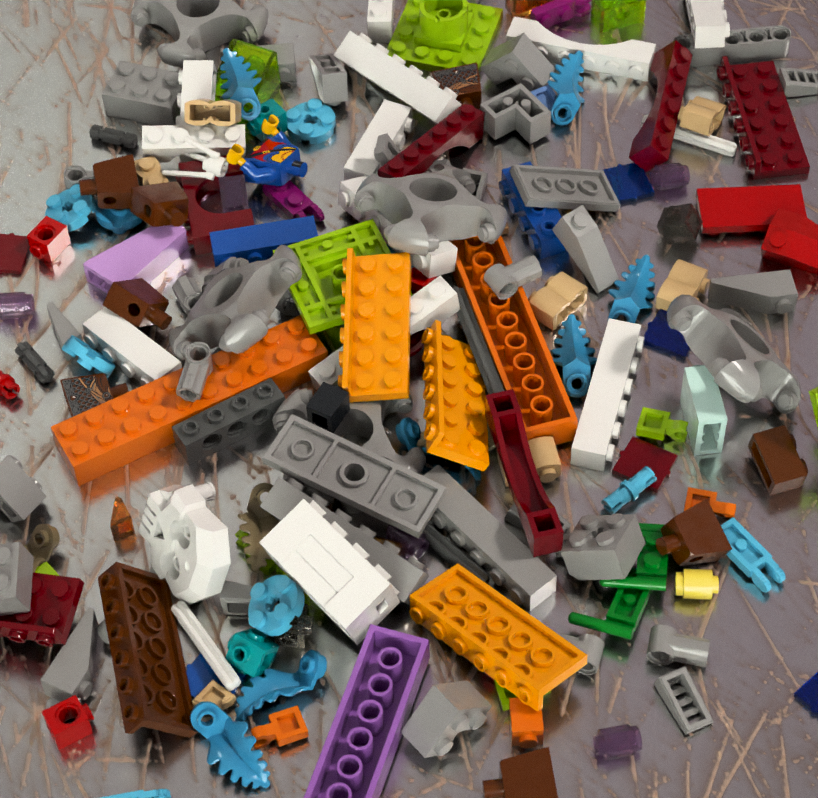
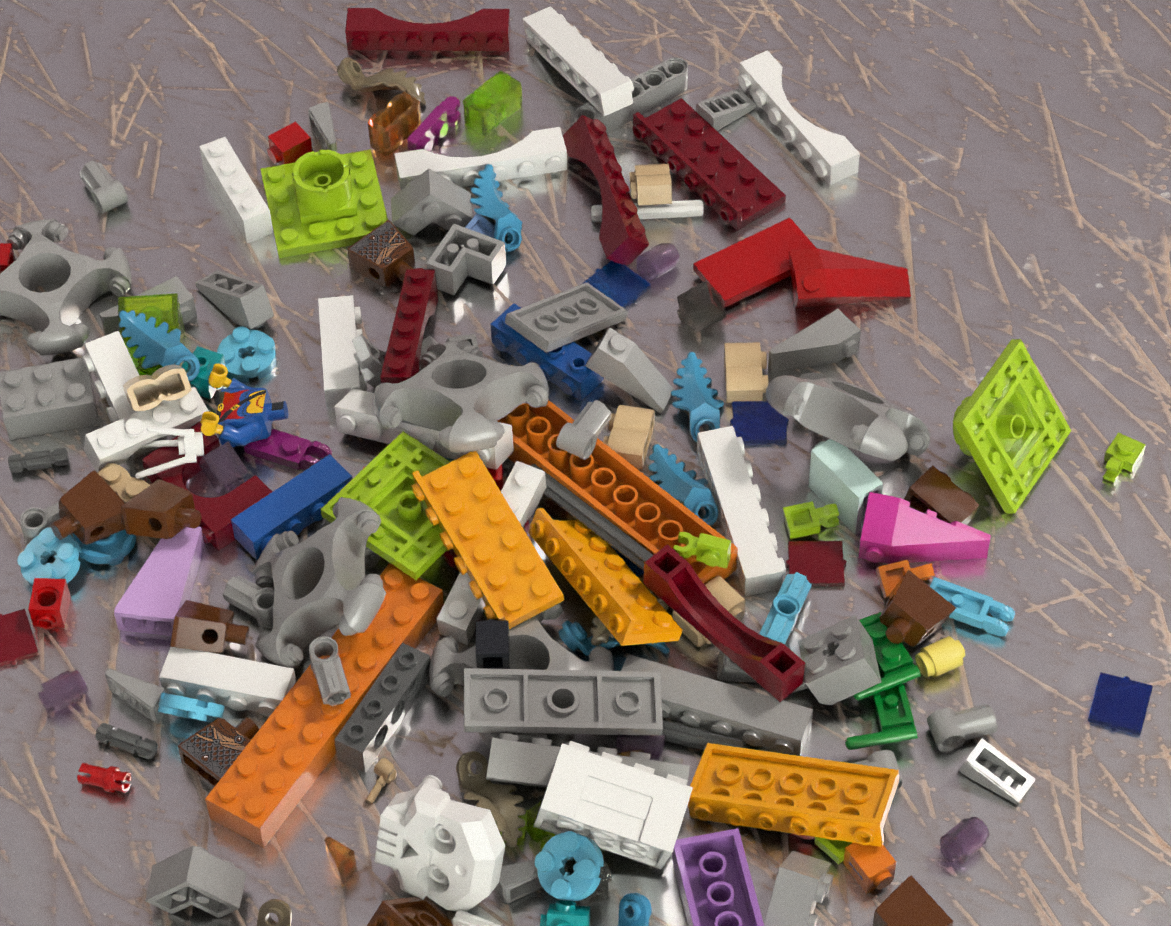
camera: 30 degrees left, 0 degrees up
(202, 473) = (386, 774): none -> tan hand
(396, 78) = (316, 270): white brick -> none
(549, 409) = (708, 548): none -> lime plate
(587, 489) = (786, 608): none -> medium azure piece
(629, 490) = (821, 596): medium azure pin -> none
(724, 469) = (901, 533): none -> dark pink wedge

